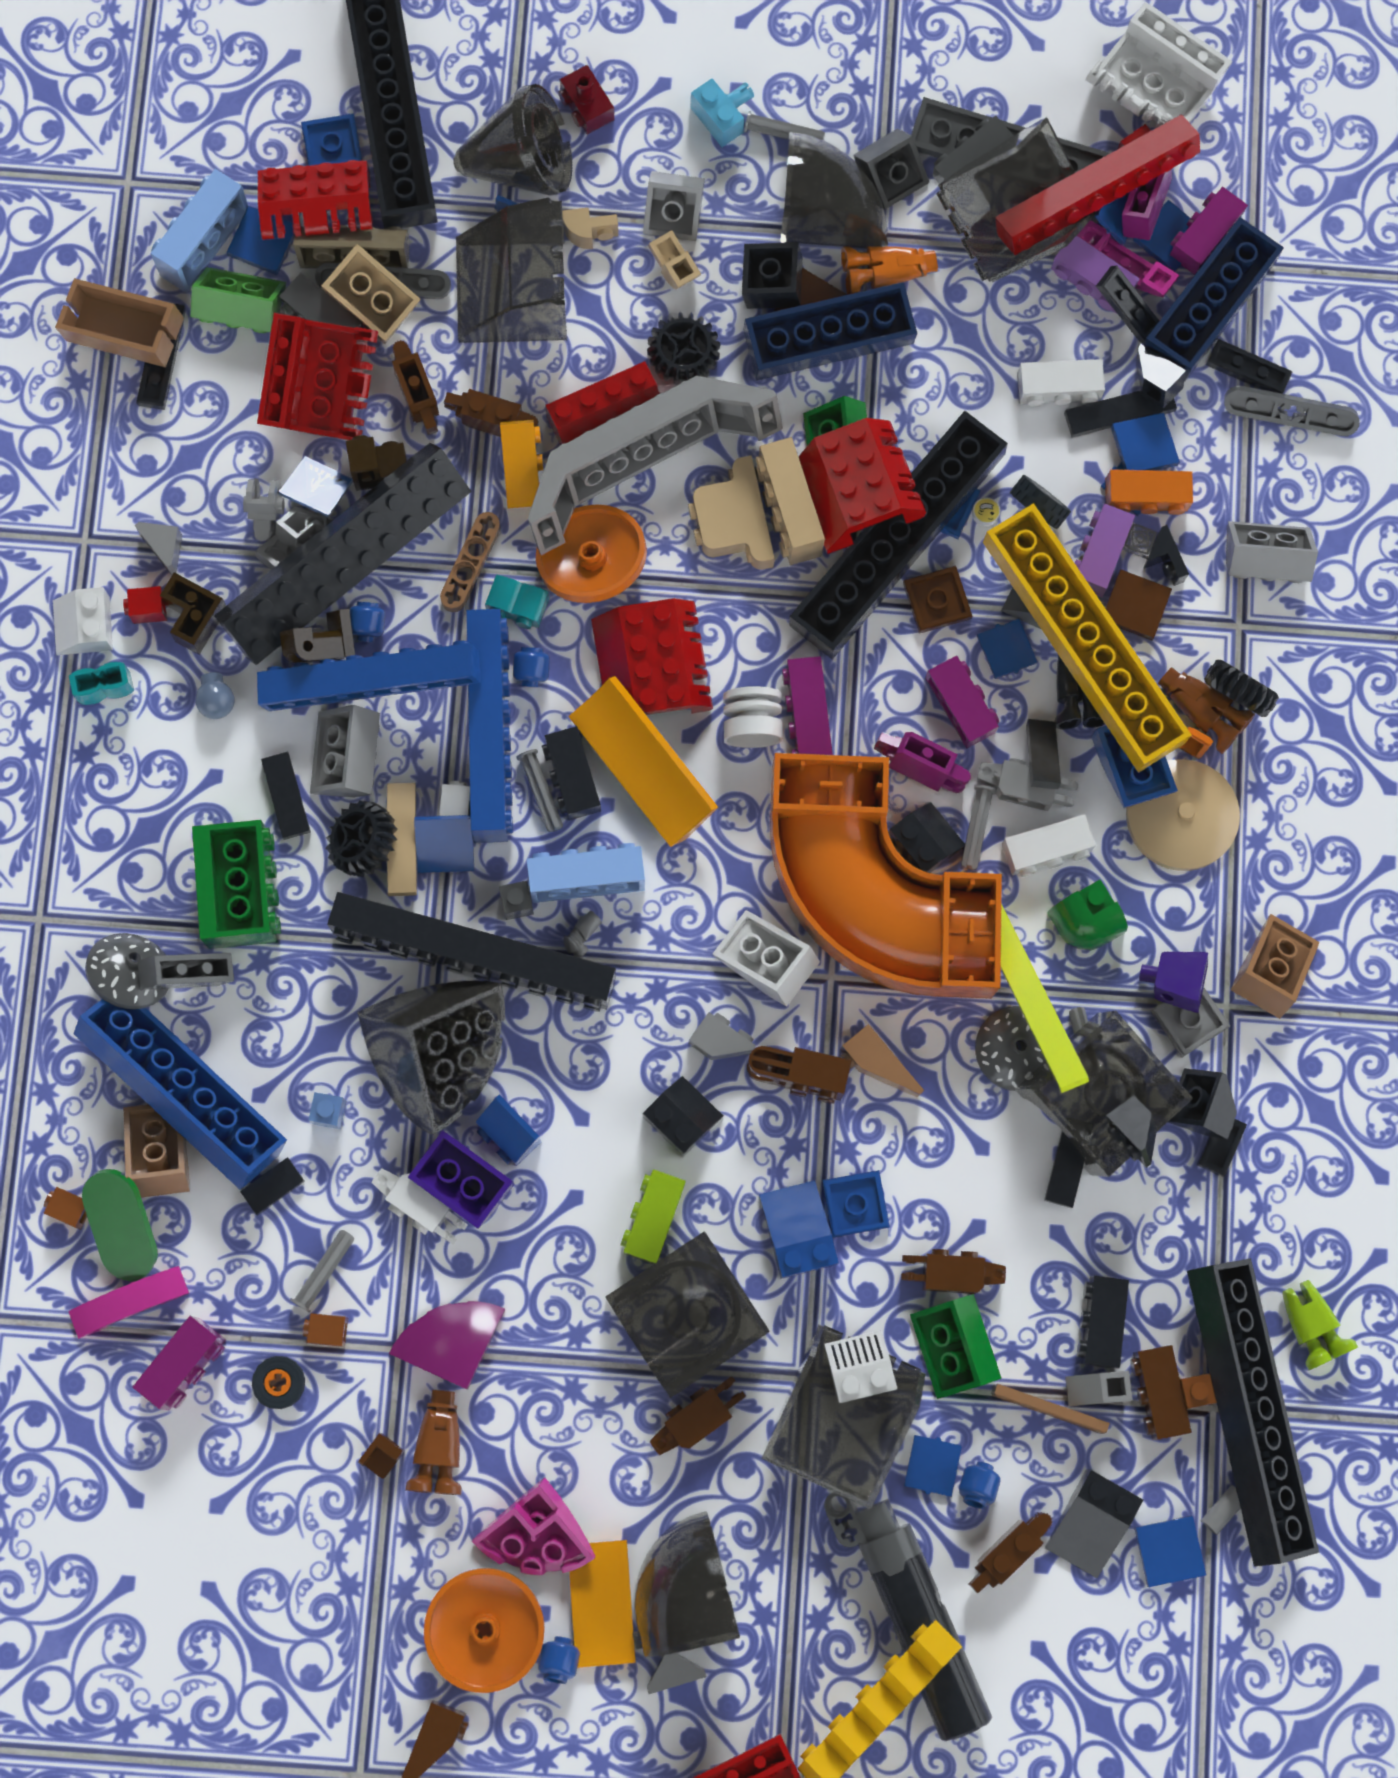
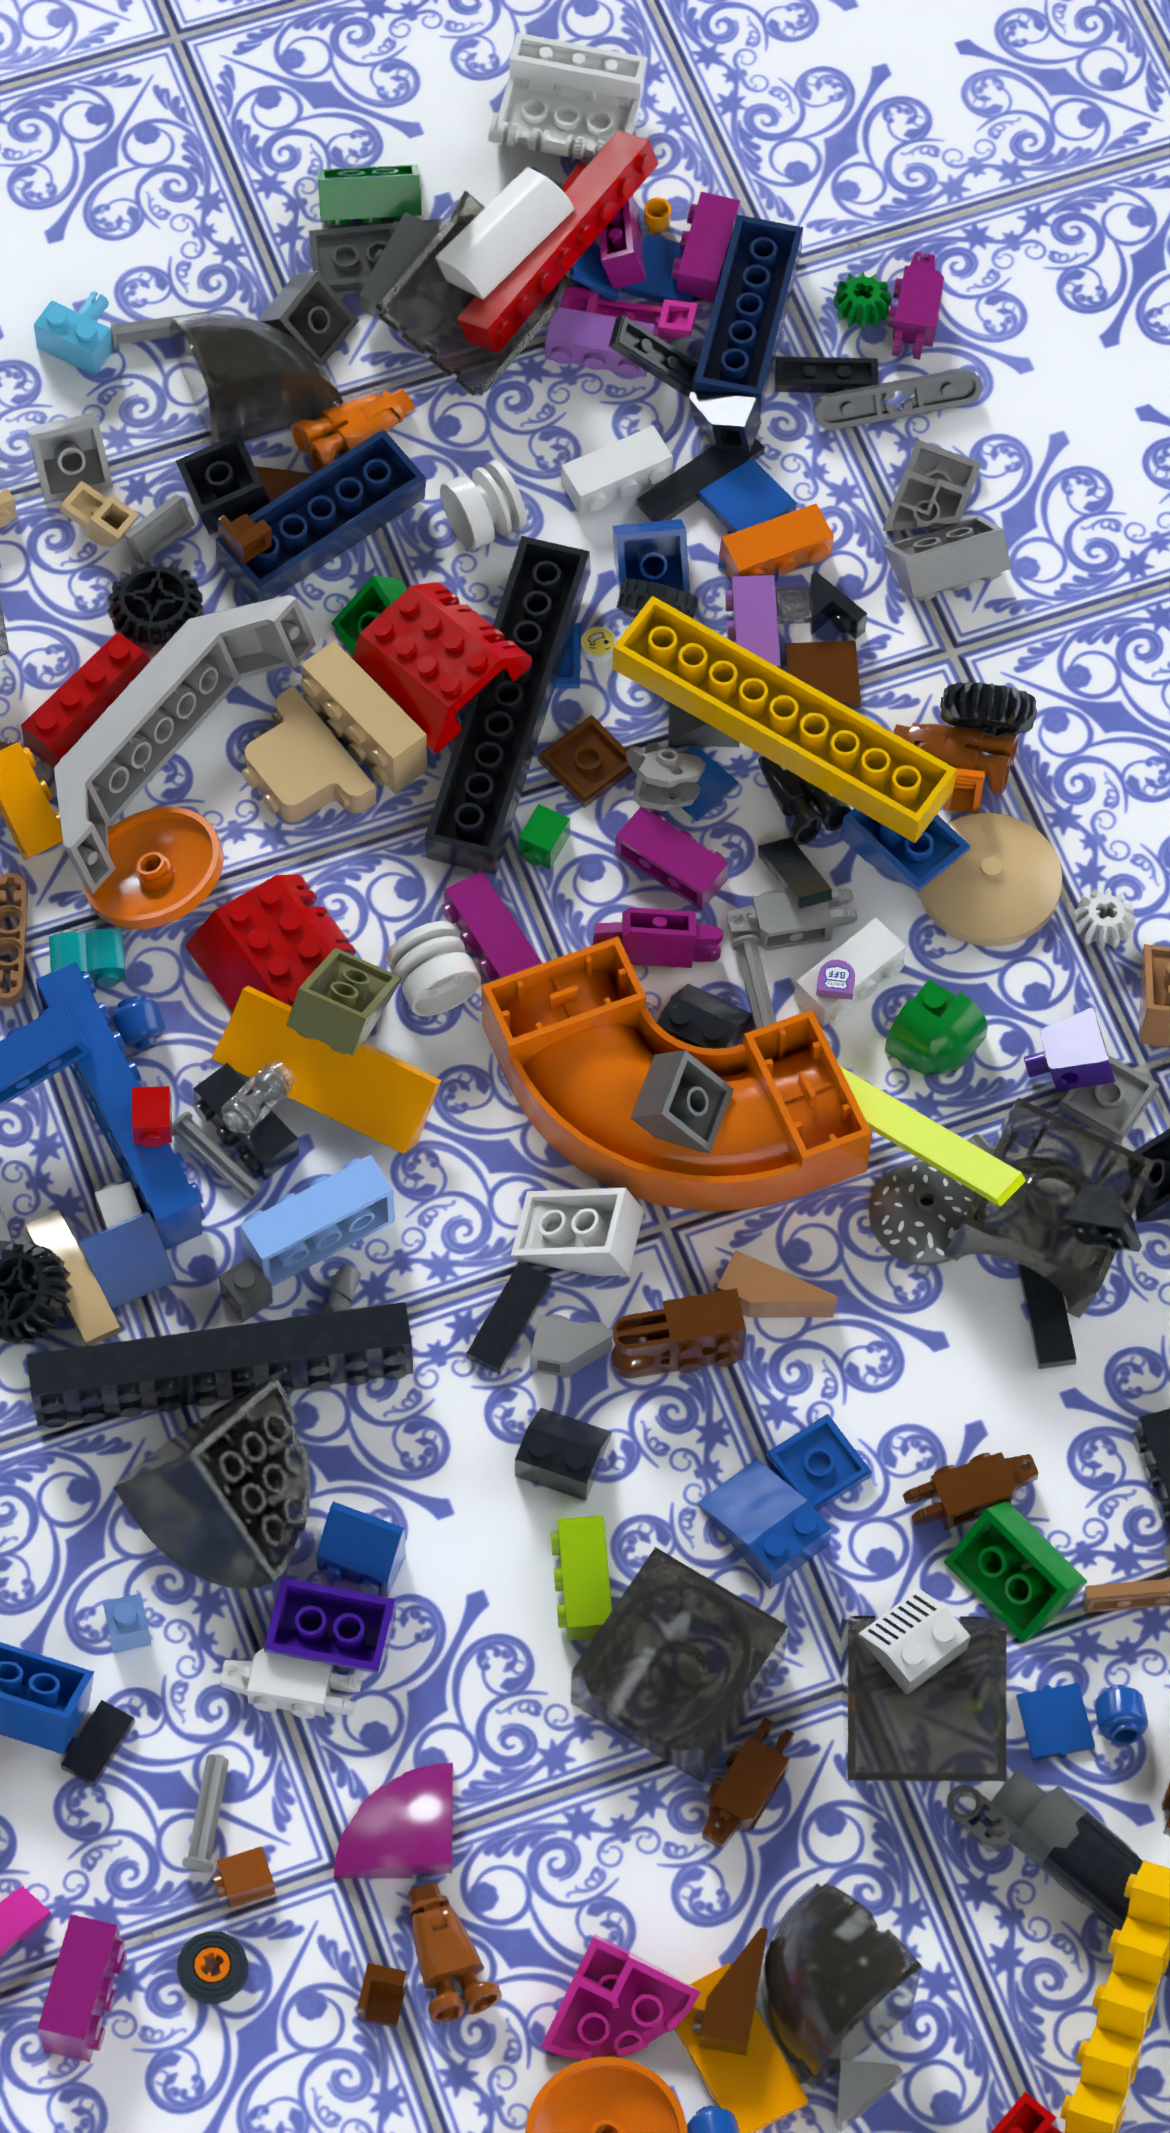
camera: 20 degrees left, 15 degrees down
(498, 753) = (152, 1115): none -> red brick
(597, 757) = (269, 1085): none -> clear piece
(611, 1576) = (731, 2003): none -> reddish brown slope
(673, 719) = (342, 1001): none -> olive slope
(690, 999) = (509, 1318): none -> black tile
(712, 290) = (159, 529): none -> light grey tile
(765, 327) = (245, 536): none -> reddish brown panel
(876, 903) = (682, 1101): none -> dark grey slope
(878, 646) = (543, 837): none -> green brick
(950, 371) = (483, 505): none -> white wheel
(981, 84) = (368, 193): none -> green slope
(985, 637) = (663, 775): none -> light grey hinge
(1033, 851) = (836, 980): none -> tile
(1055, 461) = (652, 553): none -> blue slope
(1059, 164) = (504, 233): none -> white brick
(1186, 184) = (657, 215): none -> light orange hose
(1250, 873) = (1104, 918): none -> white gear
(1283, 493) = (932, 489): none -> light grey slope
(1302, 321) = (862, 300): none -> green gear
(1342, 341) = (917, 306): none -> magenta hinge

